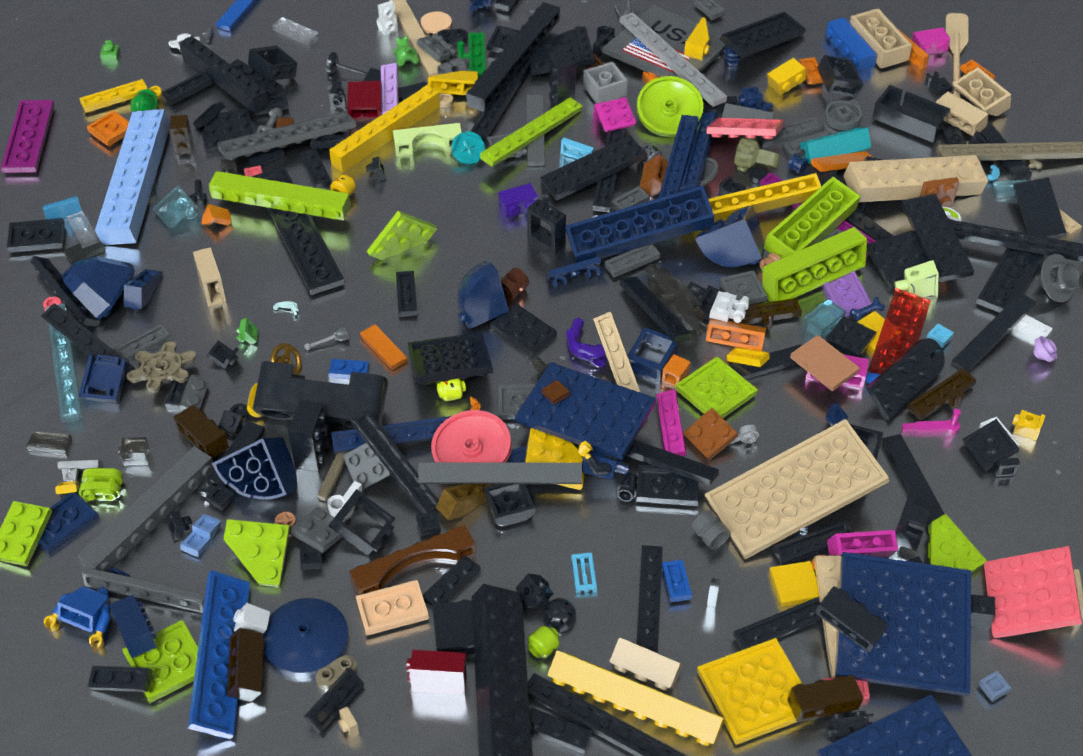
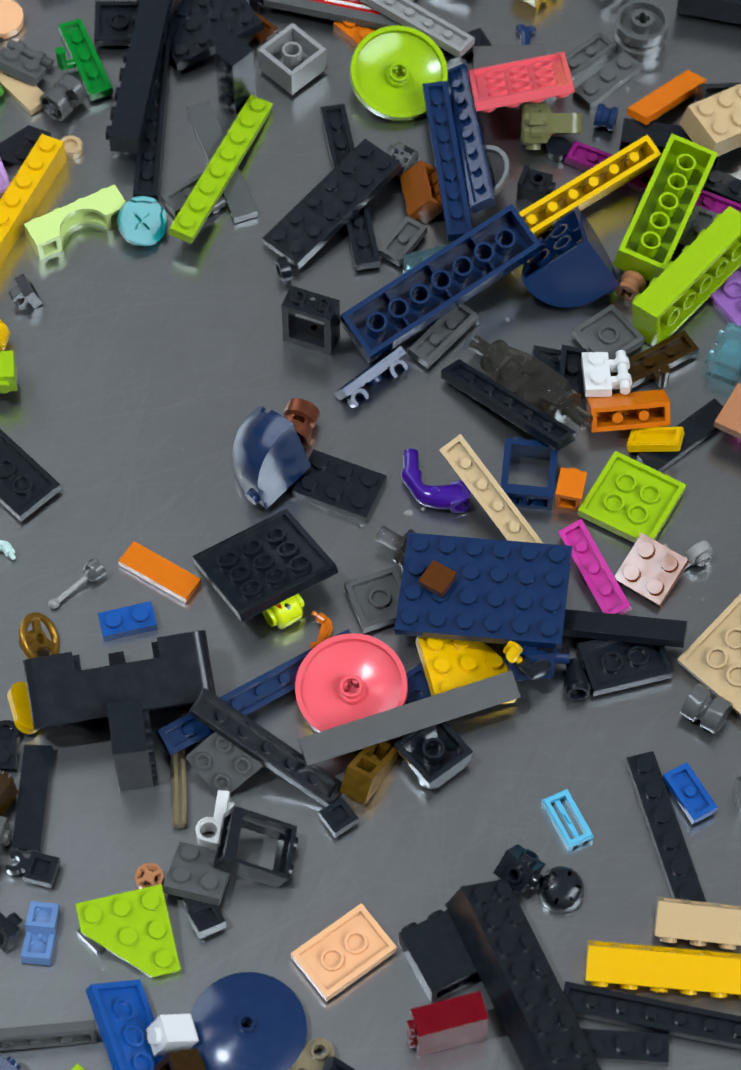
camera: 20 degrees left, 10 degrees up
(259, 470) = (83, 817): dark blue brick -> none
(401, 235) = (113, 391): lime plate -> none
(406, 293) = (156, 480): black plate -> none
(444, 547) = (384, 840): reddish brown arch -> none
(452, 581) = (404, 890): black plate -> none
(454, 35) = (36, 33): black plate -> none
(454, 82) = (80, 116): yellow slope -> none
(516, 200) = (248, 286): dark purple brick -> none
(543, 642) = (559, 935): lime head -> none
(574, 149) = (294, 180): medium azure tile -> none
(614, 114) = (326, 108): dark pink bracket -> none
(750, 98) = (504, 29): dark blue brick -> none
(836, 144) = (647, 72): teal brick -> none

